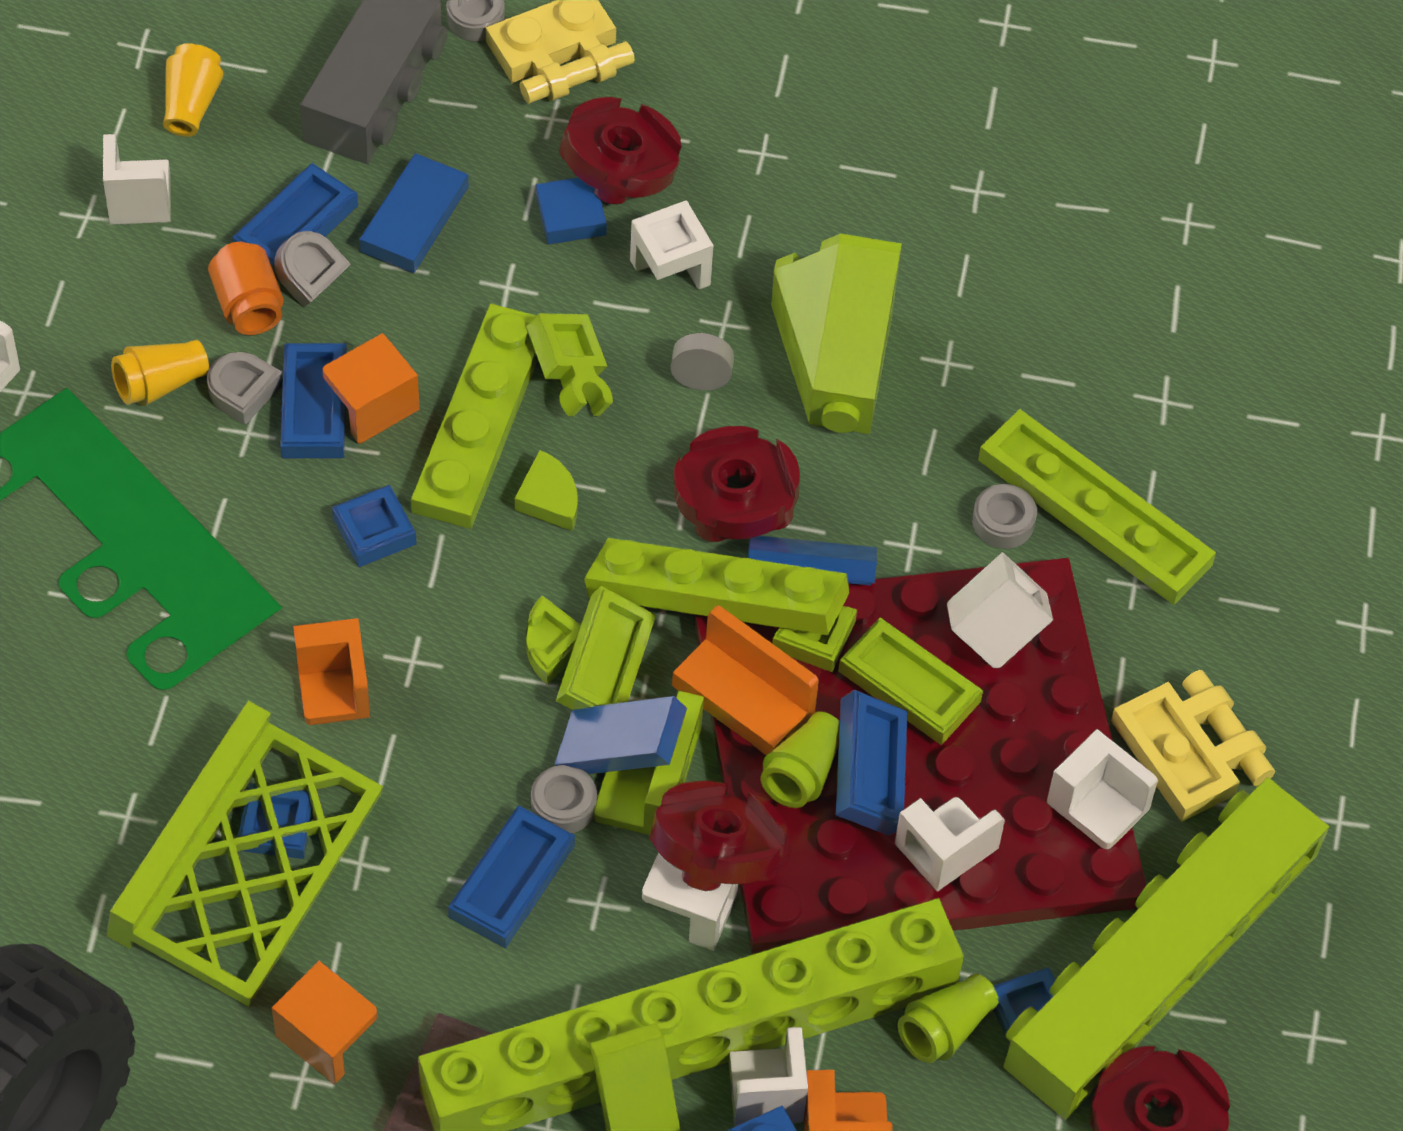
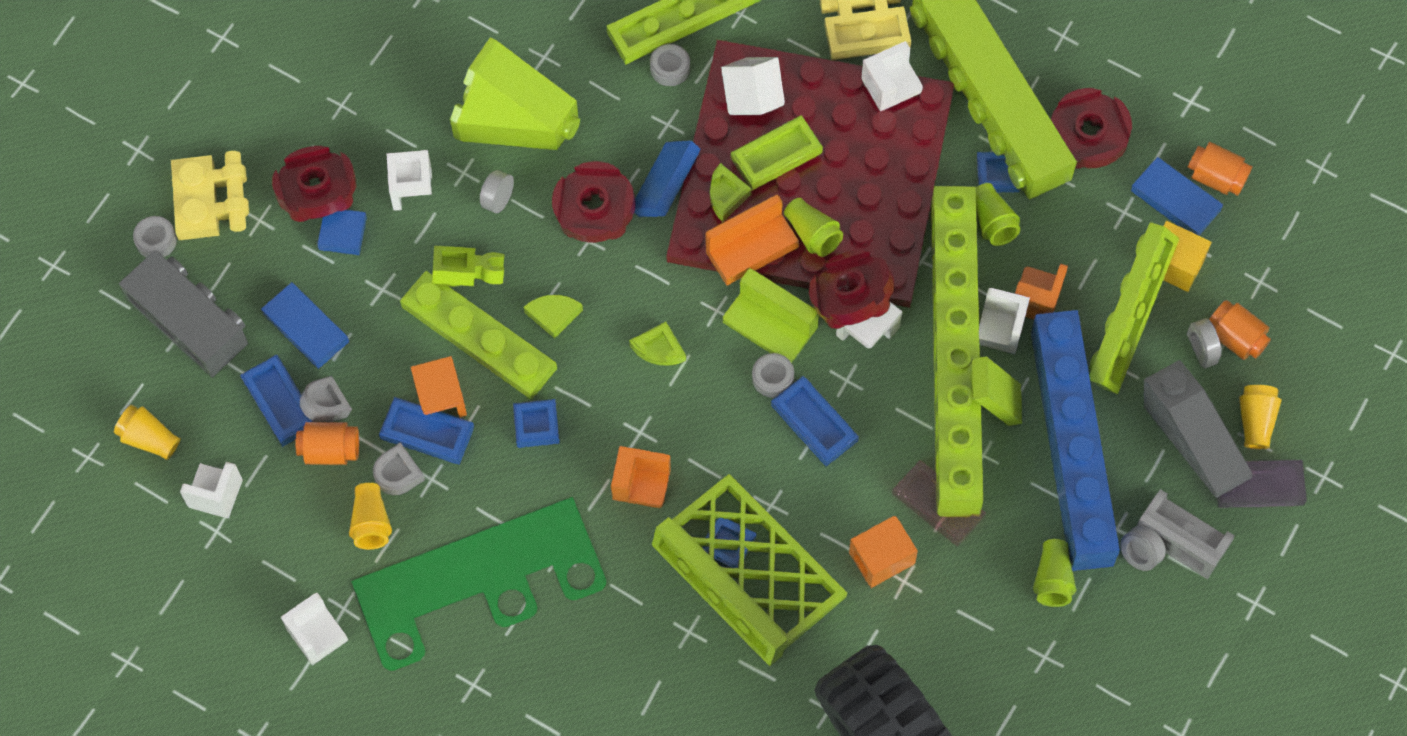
camera: 65 degrees left, 10 degrees up
(606, 652) = (688, 318): lime tile -> none
(622, 735) = (754, 324): tile -> none
(699, 581) = (670, 235): lime plate -> none
(871, 762) = (828, 191): blue tile -> none
(947, 839) = (892, 169): white panel -> none

